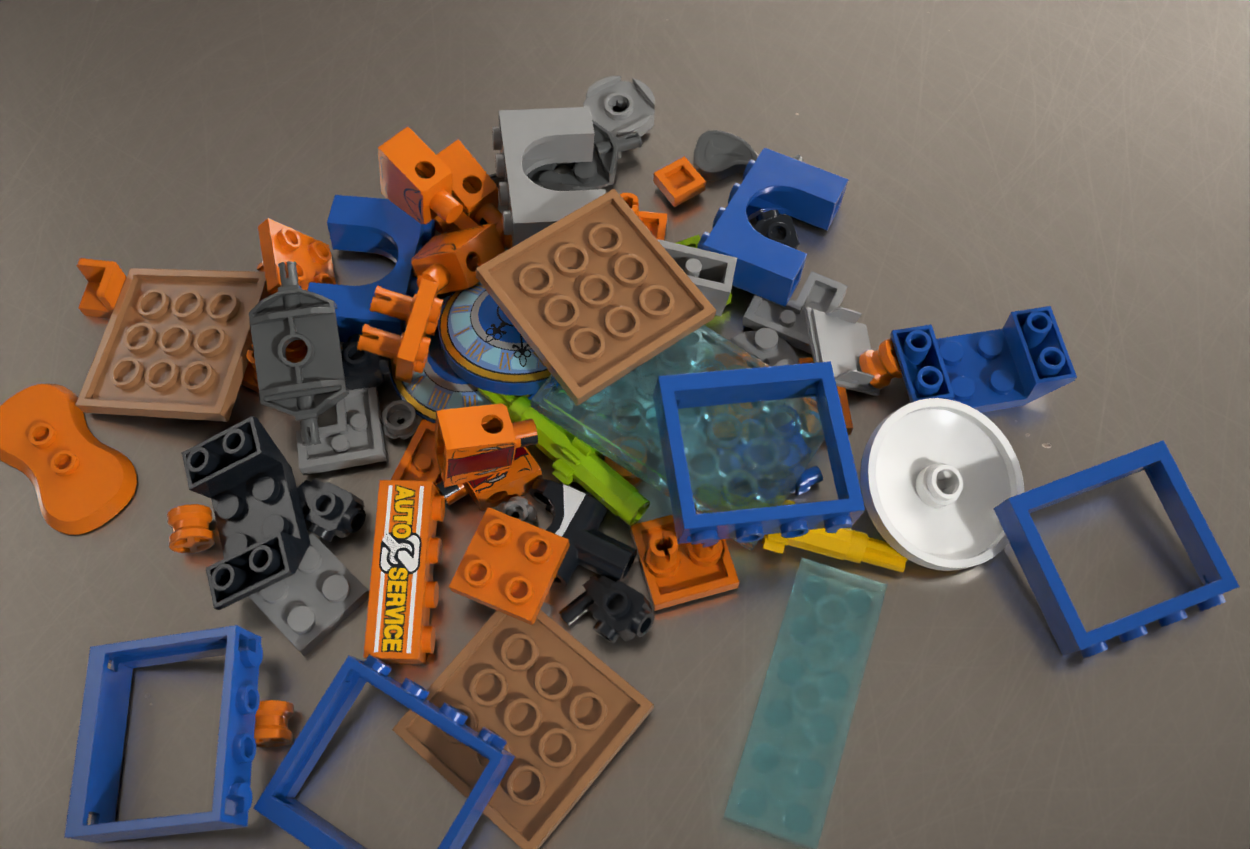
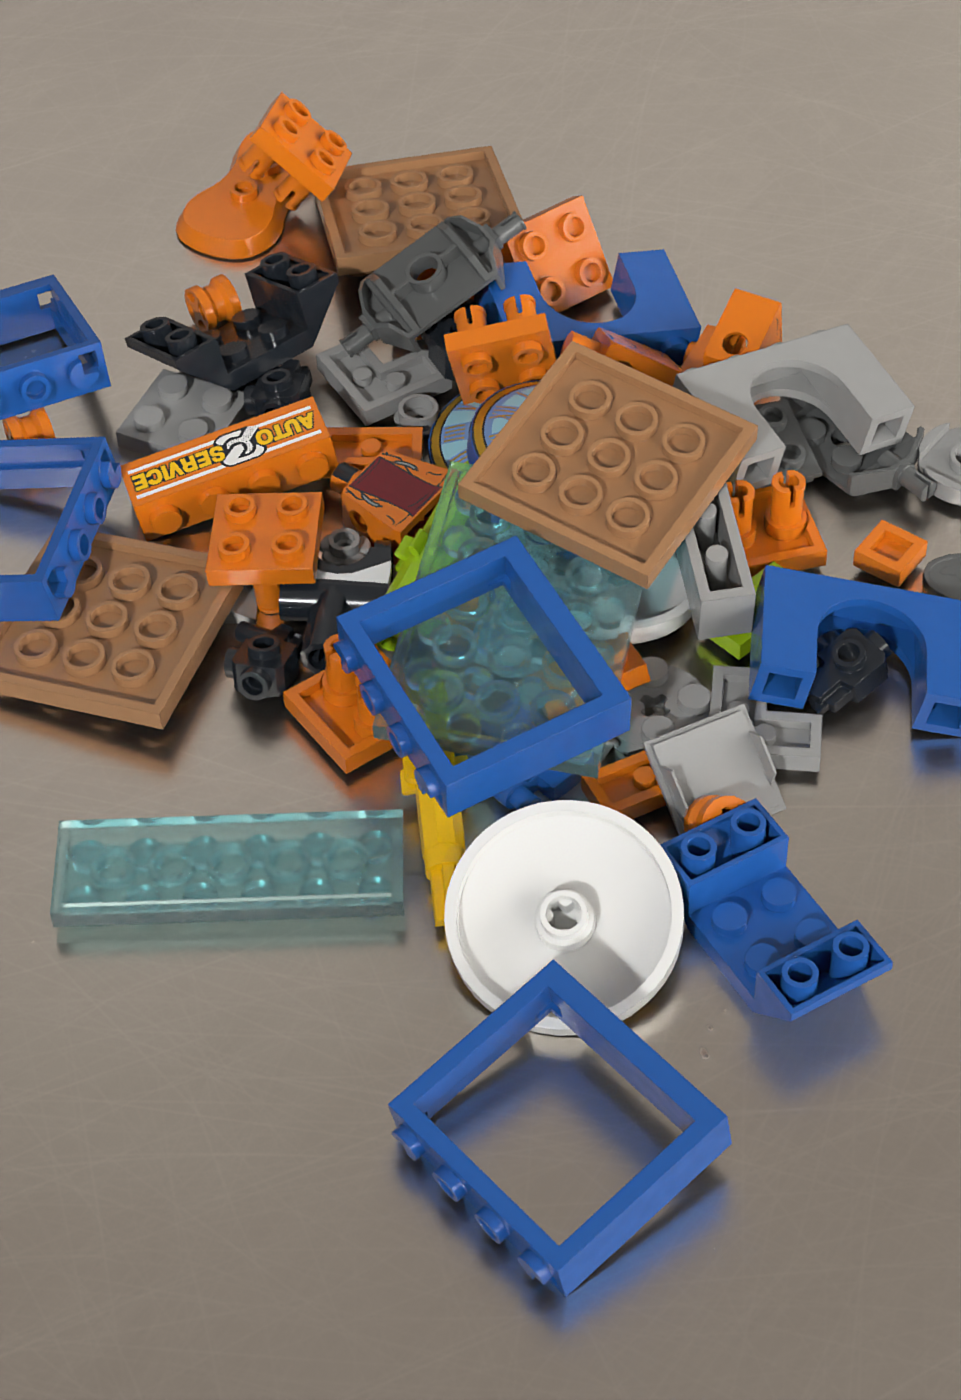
camera: 70 degrees right, 15 degrees down
(69, 398) = (301, 147): none -> orange plate
(103, 287) = (456, 134): orange panel -> none
(416, 179) = (694, 307): orange torso -> none
(478, 441) = (387, 447): orange torso -> none

